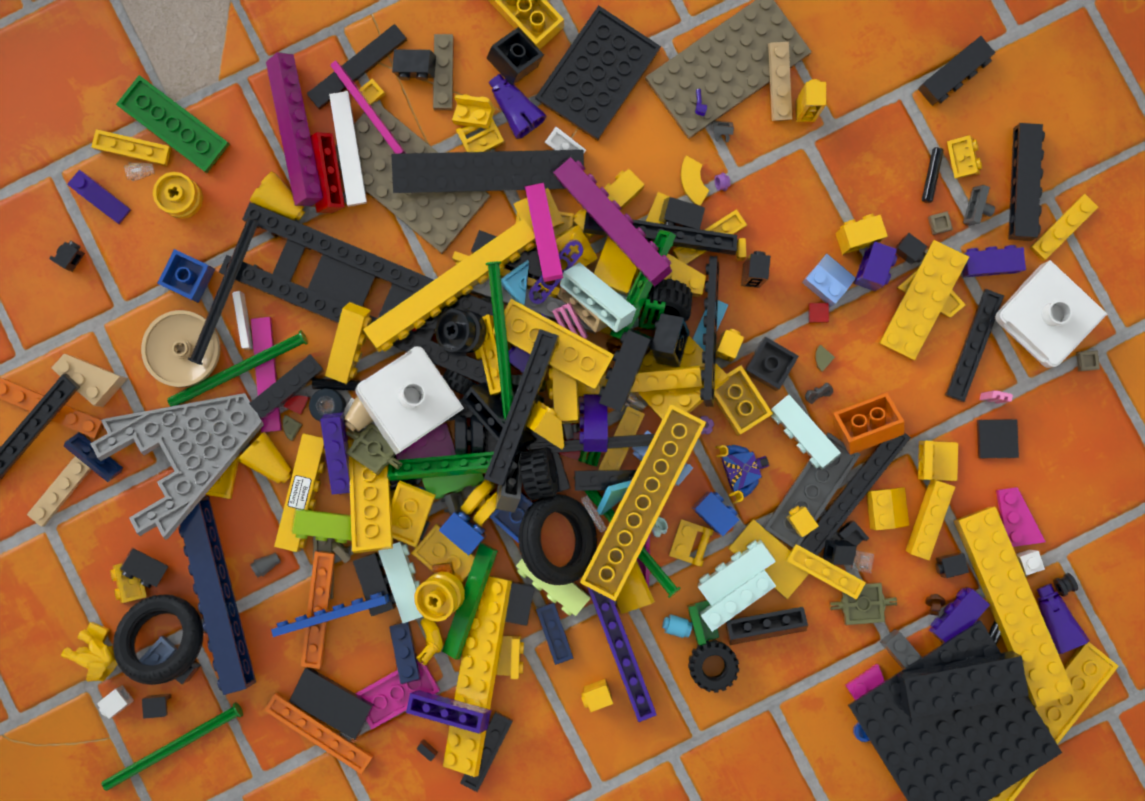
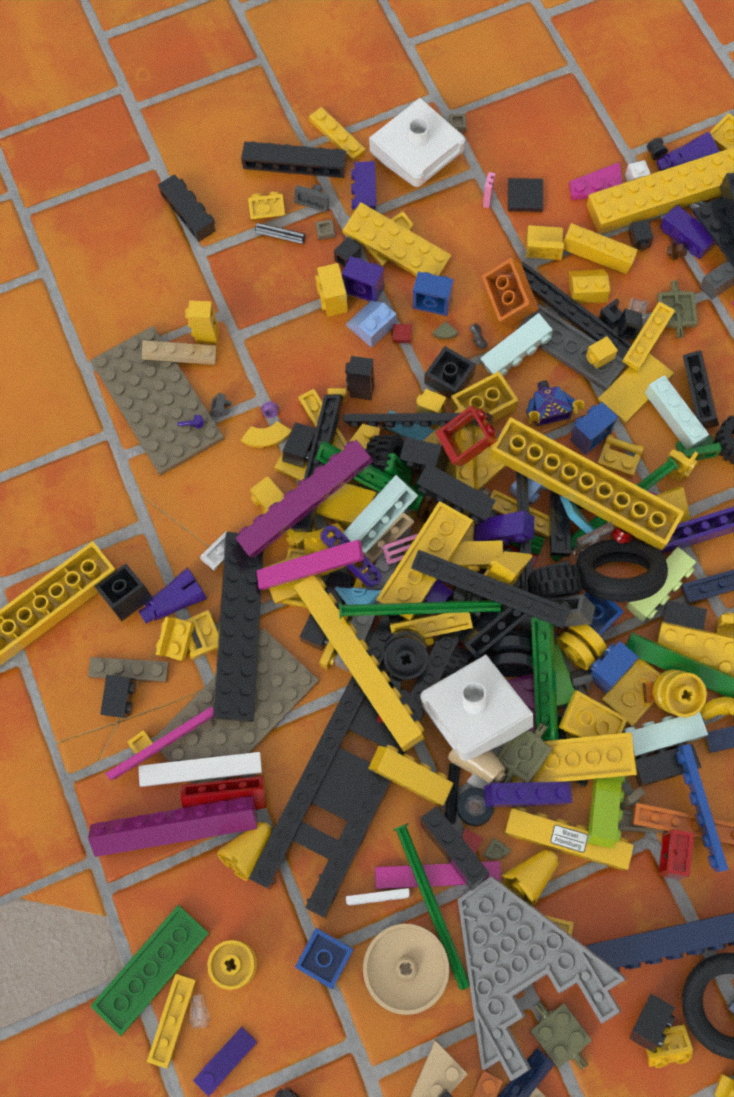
camera: 85 degrees left, 15 degrees down
(134, 488) = (561, 1035): none -> olive plate
(223, 291) = (347, 910): black axle -> none
(265, 564) = (647, 886): dark grey cone -> none
(283, 590) = (679, 848): none -> red window
(358, 65) = (110, 758): black tile -> none
(594, 540) = (621, 536): none -> red plate
(598, 73) = (149, 517): black plate -> none
(677, 626) = (702, 471): medium azure brick -> none
(680, 599) = (685, 465): none -> yellow bracket
(683, 360) = (450, 445): none -> red window
(735, 572) = (650, 414): light aqua brick -> none
(863, 341) = (432, 293): none -> blue brick
(974, 345) = (439, 209): black tile -> none

